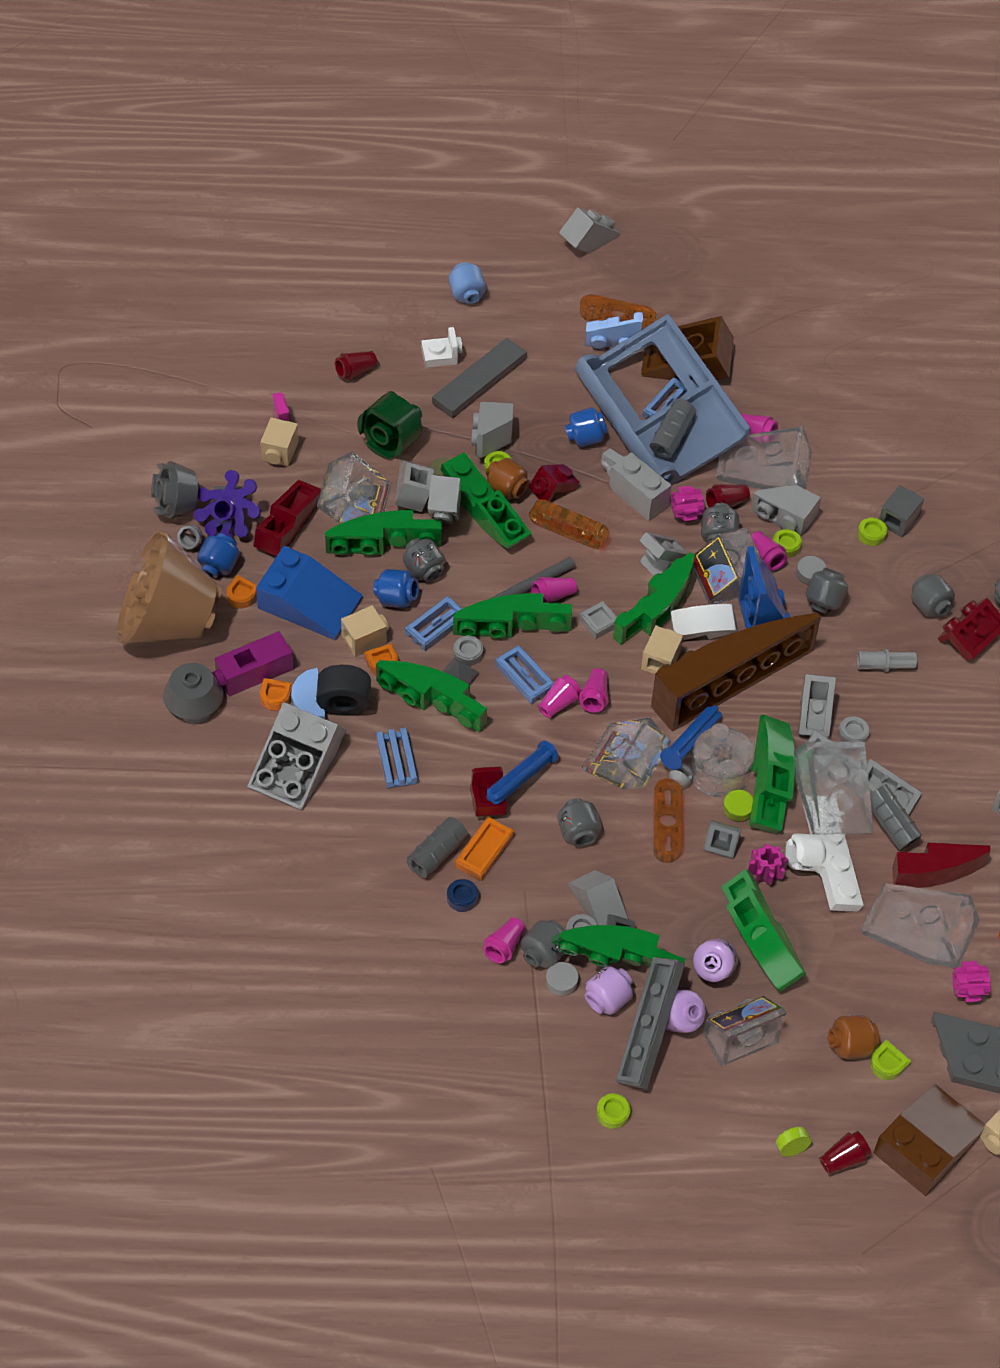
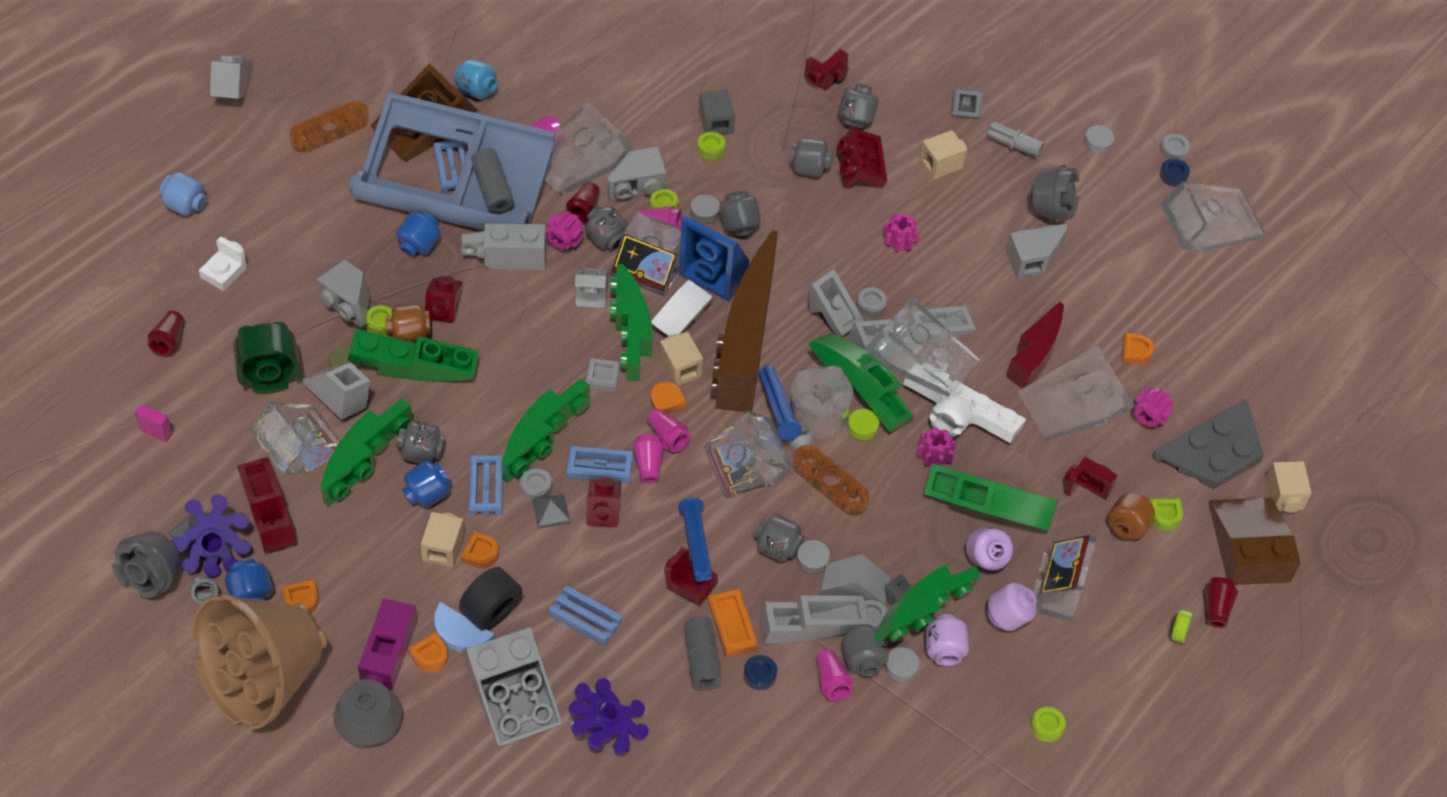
camera: 50 degrees left, 0 degrees up
(279, 442) = (183, 448): tan brick -> none
(306, 593) = (360, 551): blue slope -> none
(326, 827) = (606, 717): none -> dark purple animal
(426, 685) = (541, 539): green slope -> none
(444, 498) = (389, 378): light grey slope -> none
(479, 377) = (281, 263): dark grey tile -> none
(496, 695) = (603, 502): none -> dark red bracket
(536, 891) = (811, 618): none -> light grey slope
(552, 571) = (518, 394): dark grey bar -> none
(554, 518) = (479, 324): clear orange beam -> none
(554, 588) = (543, 379): dark pink cone -> none
(591, 856) = (813, 556): none -> light grey tile
(612, 331) = (352, 142): light blue wing -> none
(622, 670) = (667, 397): none -> orange tile
(650, 1022) = (1008, 634): dark grey tile -> none
(722, 839) = (885, 458): dark grey slope -> none
(754, 356) = (476, 79): none -> dark azure head
(861, 988) = (1091, 476): none -> dark red bracket
(884, 660) = (832, 231): light grey axle -> none
(893, 817) = (978, 338): dark grey axle -> none
(935, 701) = (901, 232): none -> dark pink gear

